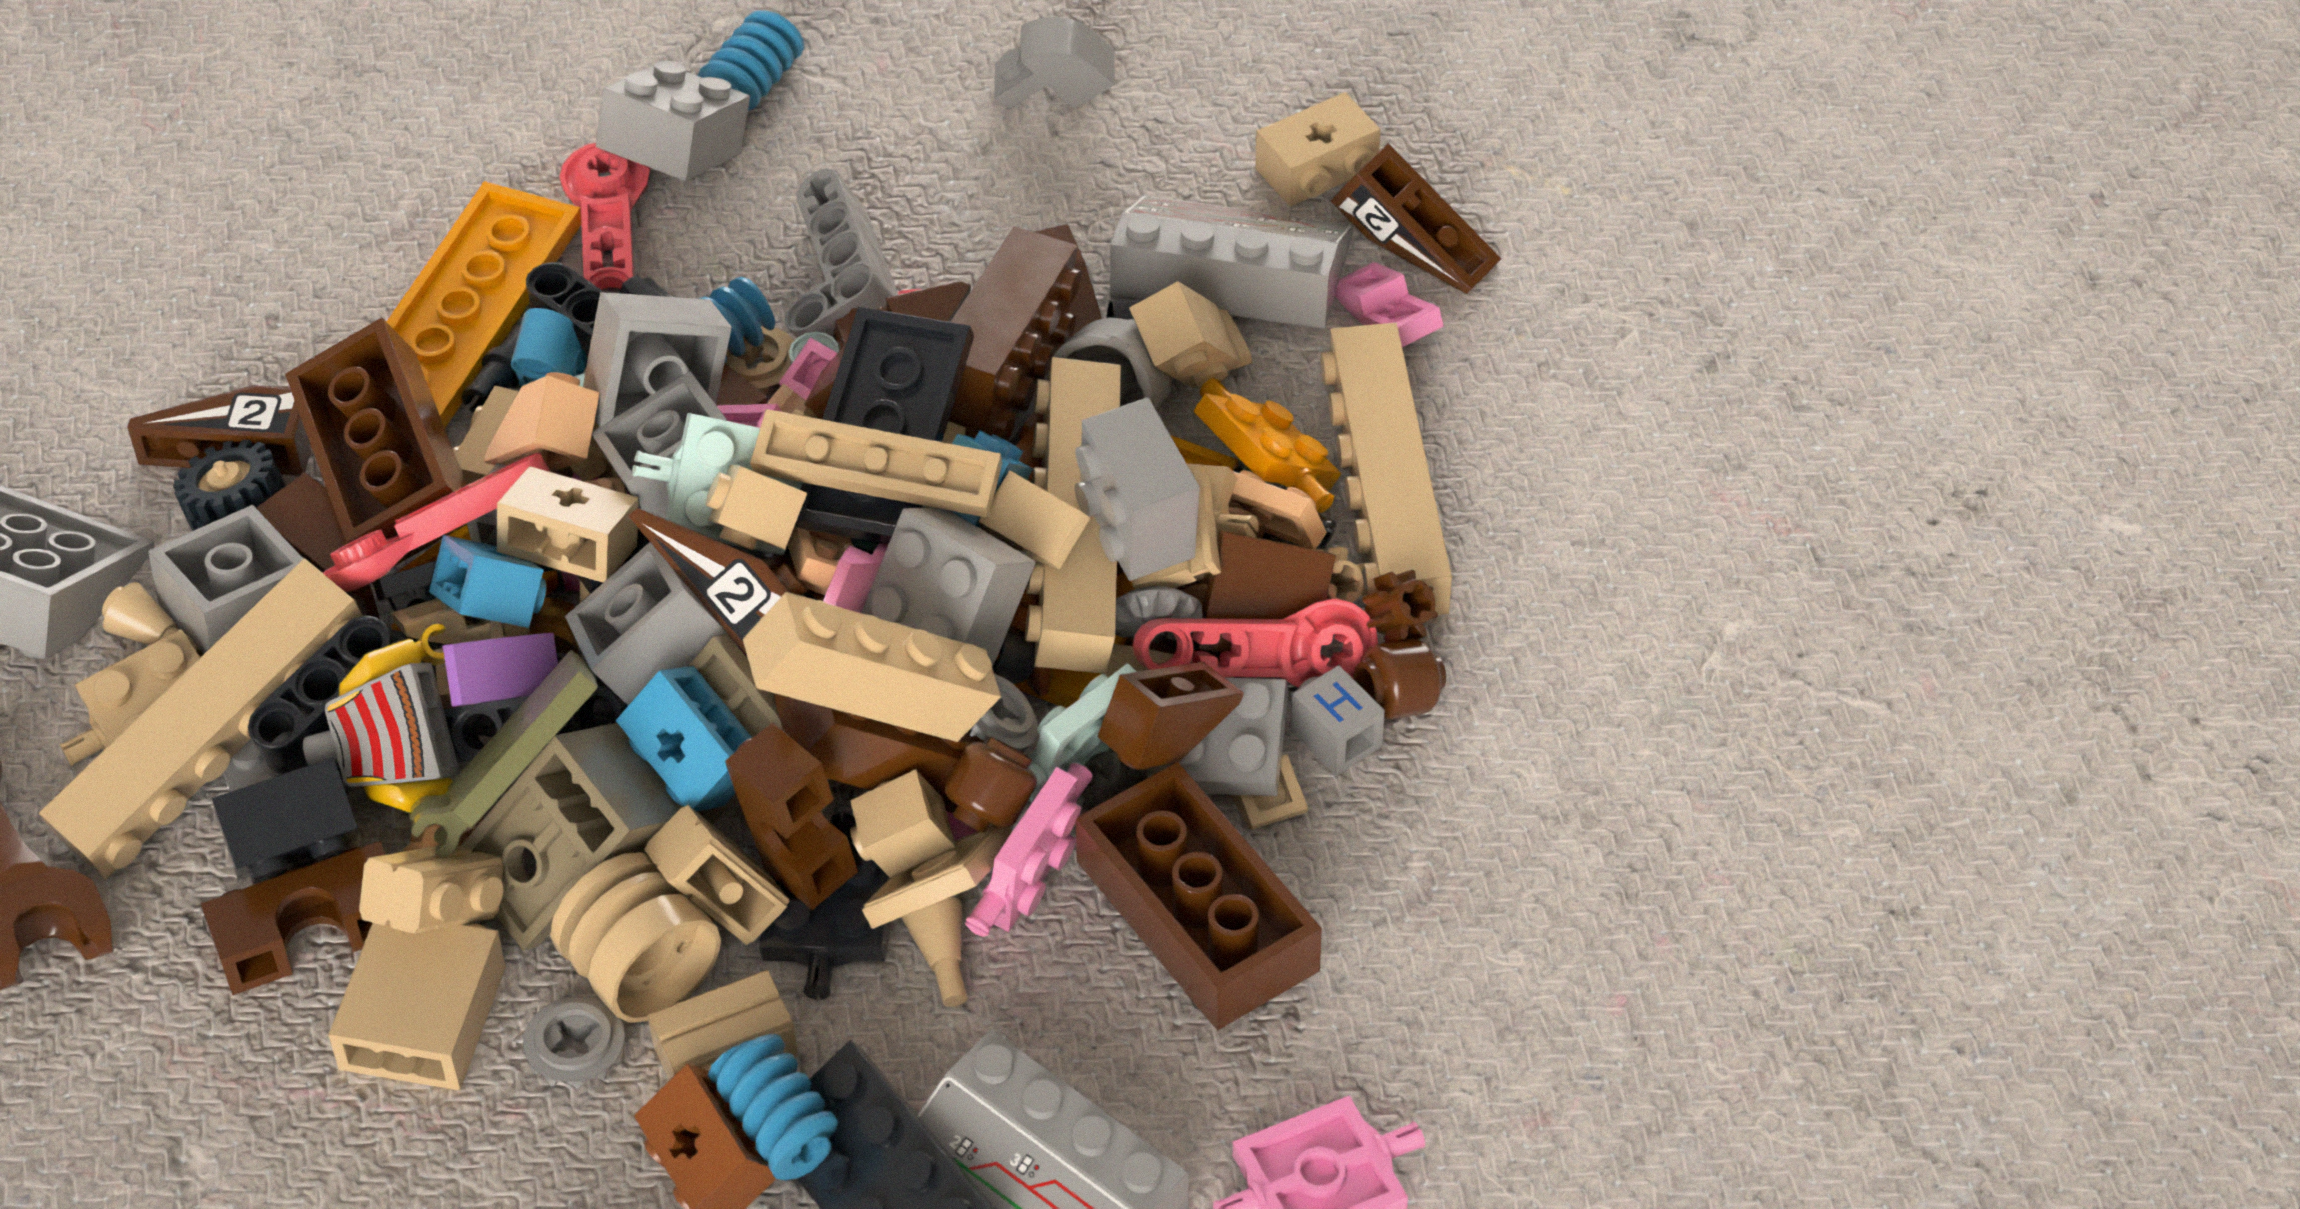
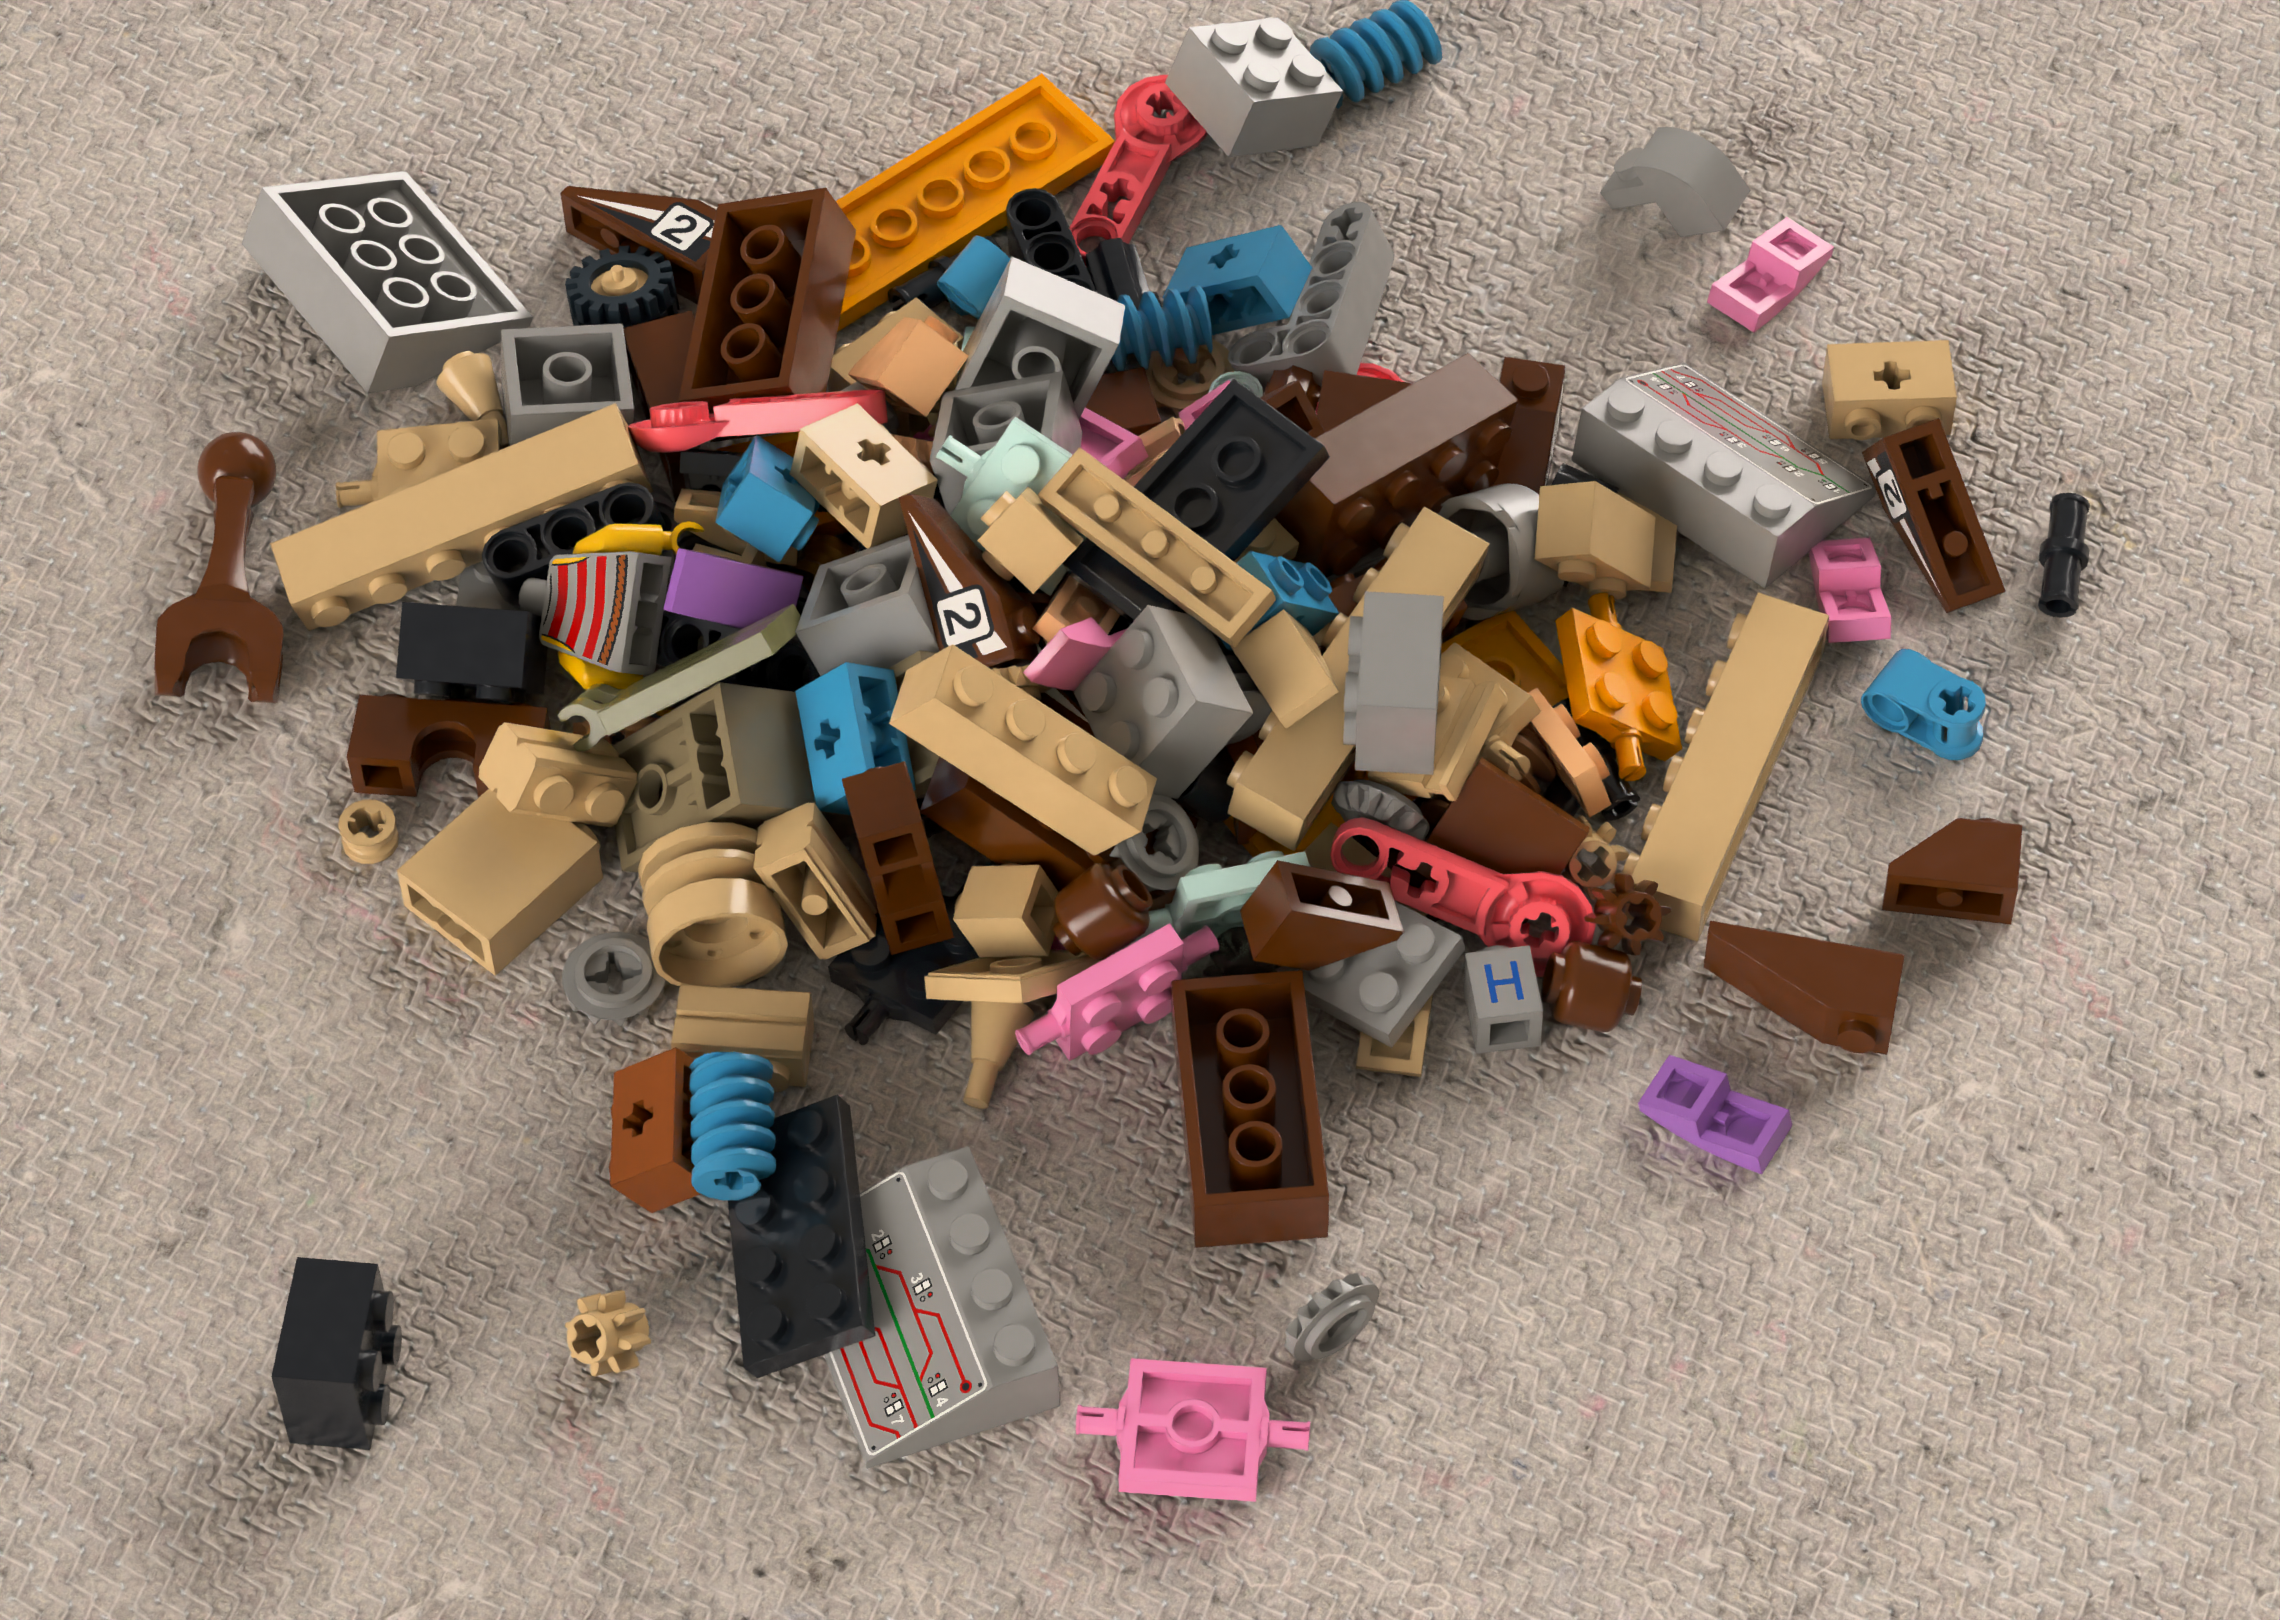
camera: 30 degrees right, 5 degrees up
(271, 1035) = (358, 844): none -> tan bush
(771, 251) = (1244, 277): none -> dark azure brick
(1166, 106) = (1772, 276): none -> bright pink slope
(1378, 1028) = (1332, 1318): none -> light grey gear
(1502, 360) = (1922, 699): none -> dark azure piece
(1529, 213) = (2064, 555): none -> black pin
(1569, 601) = (1820, 986): none -> reddish brown slope
(1571, 738) = (1708, 1114): none -> medium lavender slope
(1623, 470) = (1959, 873): none -> reddish brown slope

